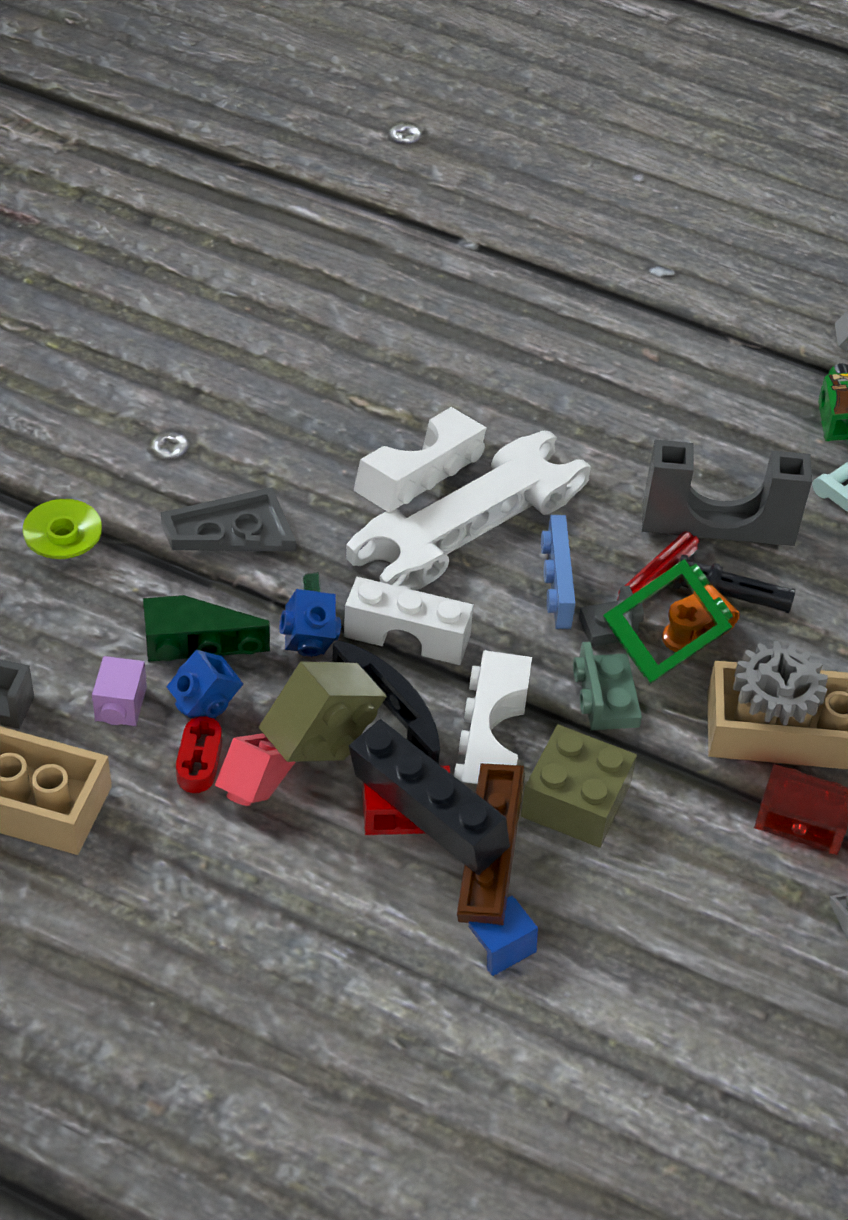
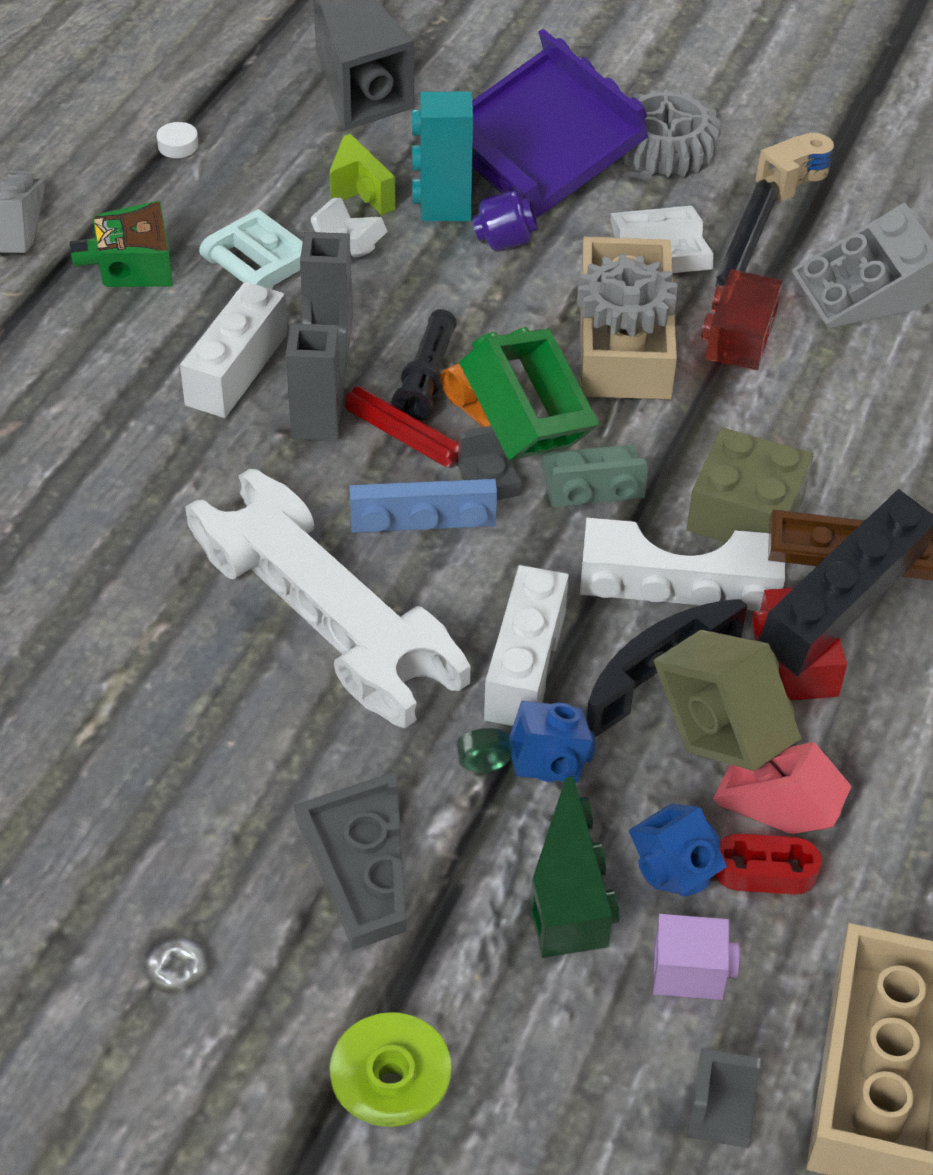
camera: 90 degrees left, 0 degrees up
(397, 476) = (299, 644): white arch -> none
(726, 458) = (234, 349): none -> white brick

